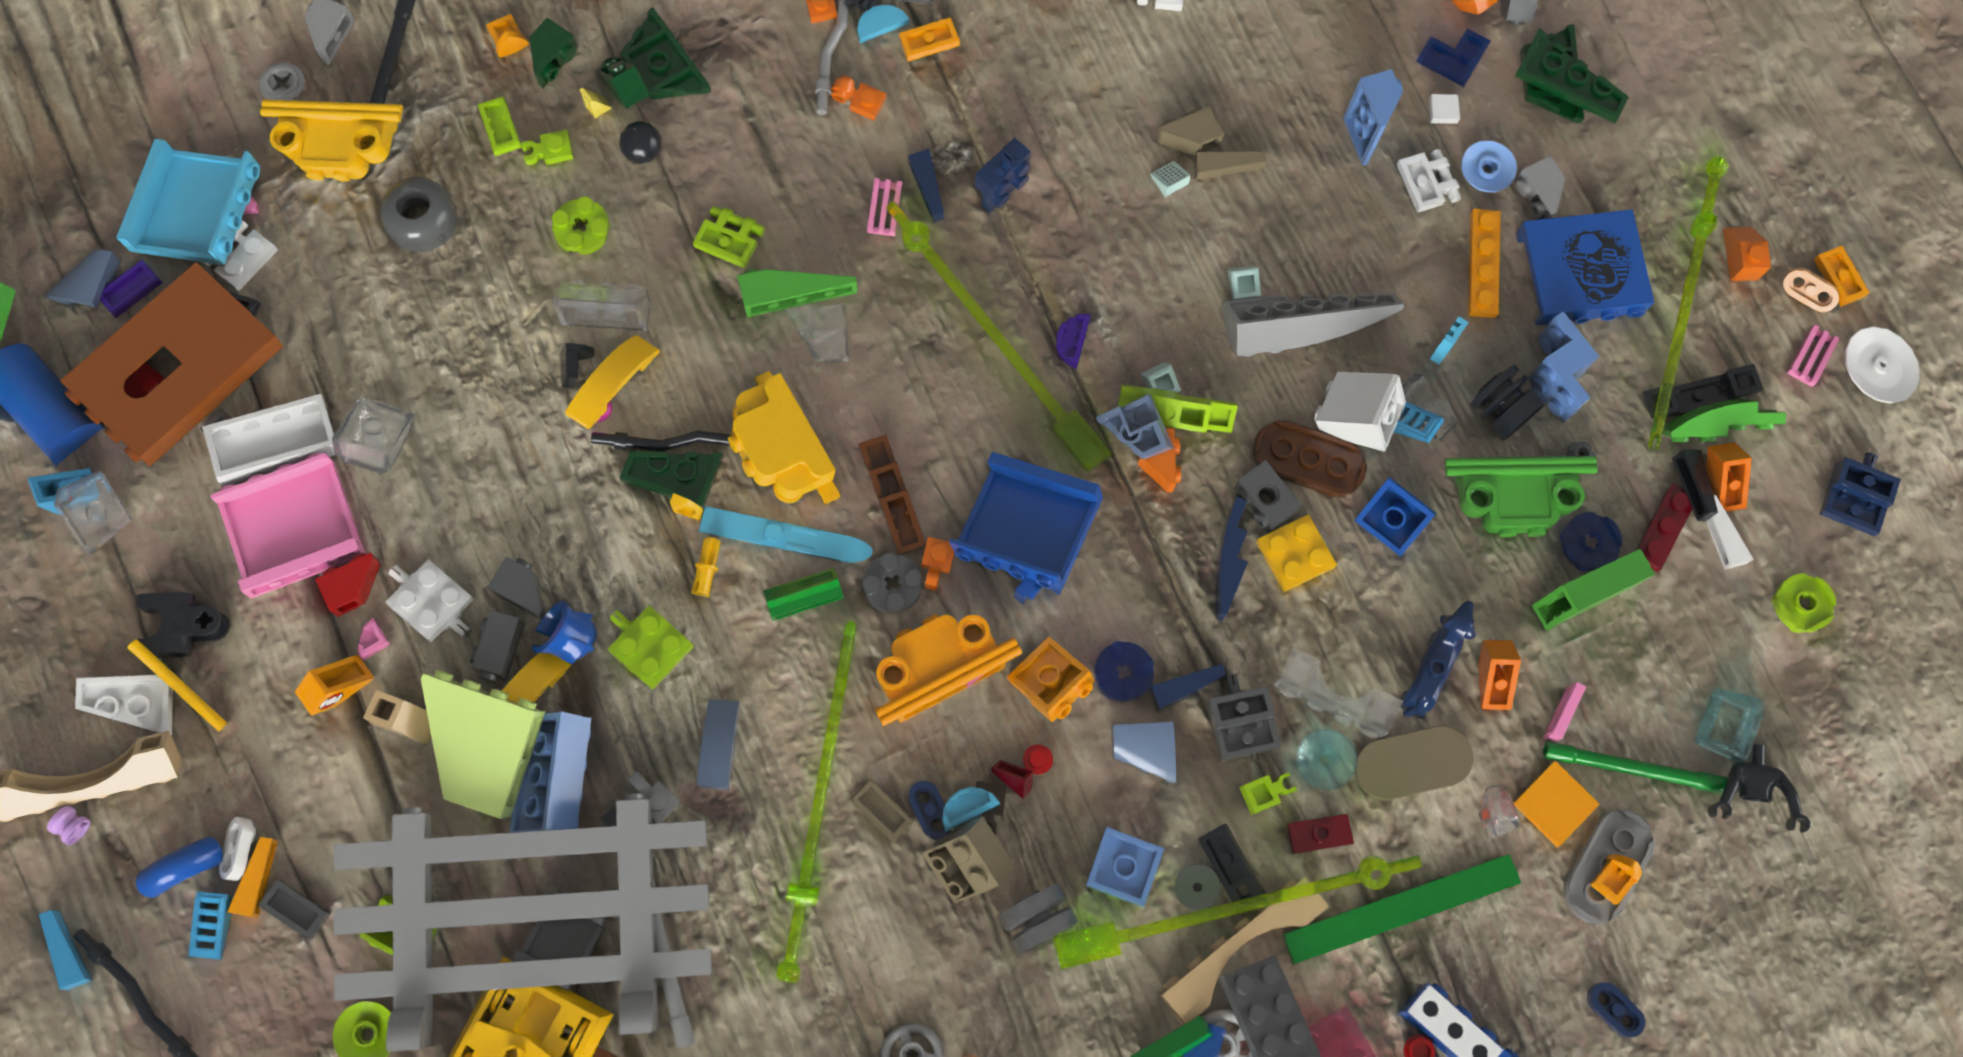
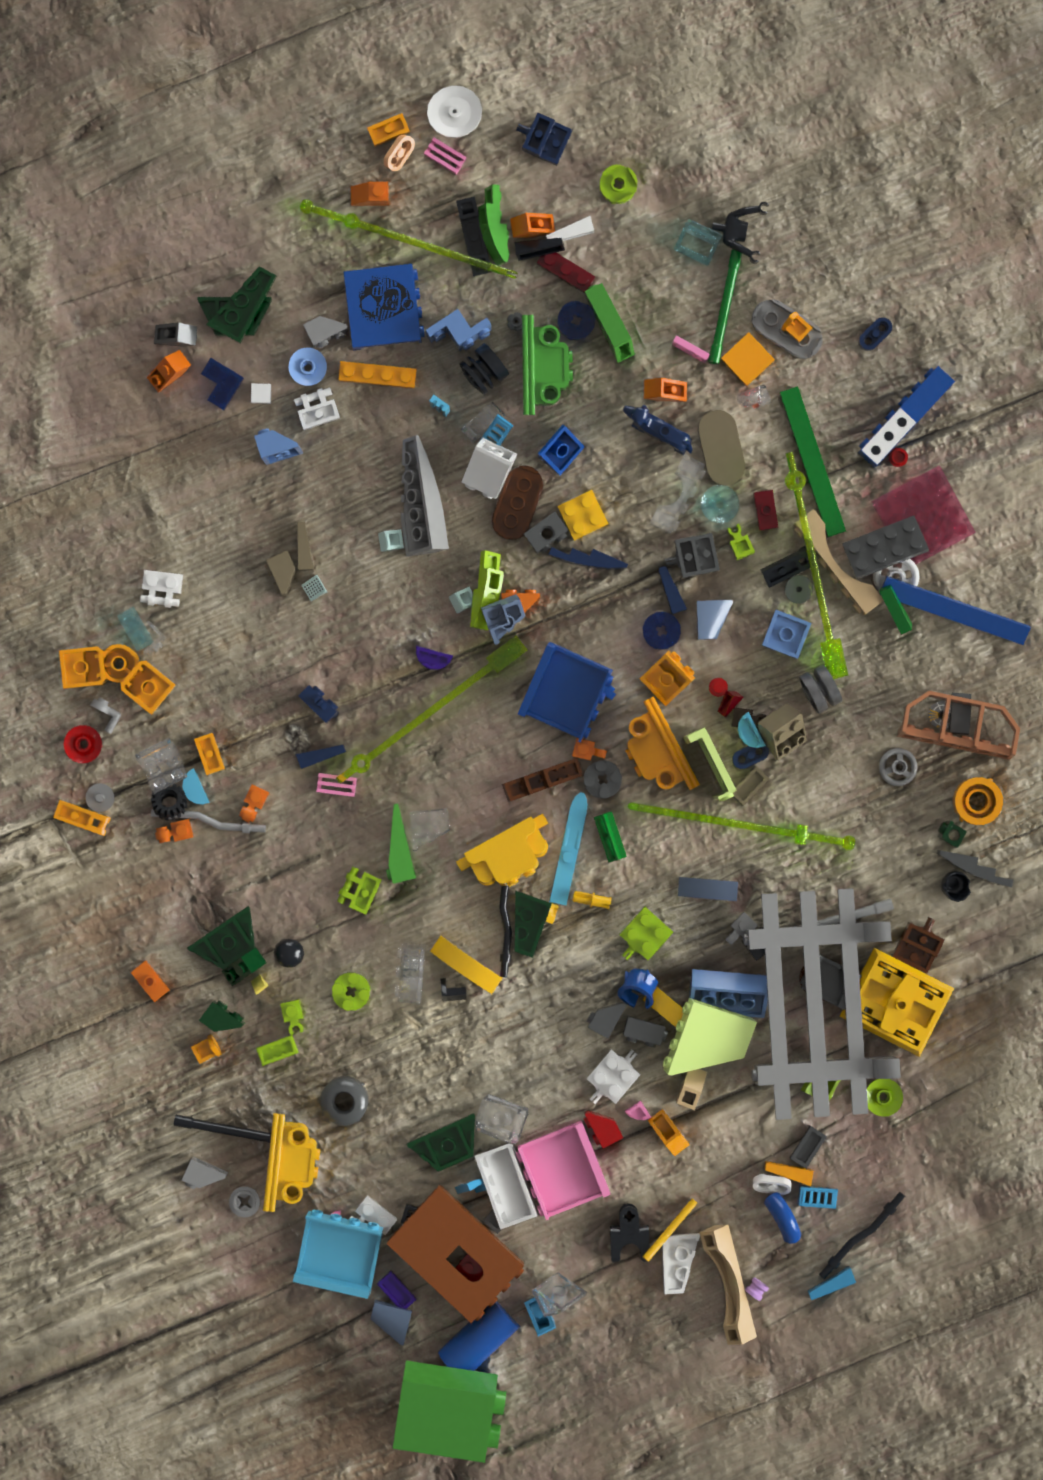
camera: 80 degrees left, 15 degrees up
(275, 384) = (478, 1185): none -> dark azure slope
(343, 358) = (447, 1144): none -> dark green wing
(920, 740) = (714, 761): none -> yellowish green panel

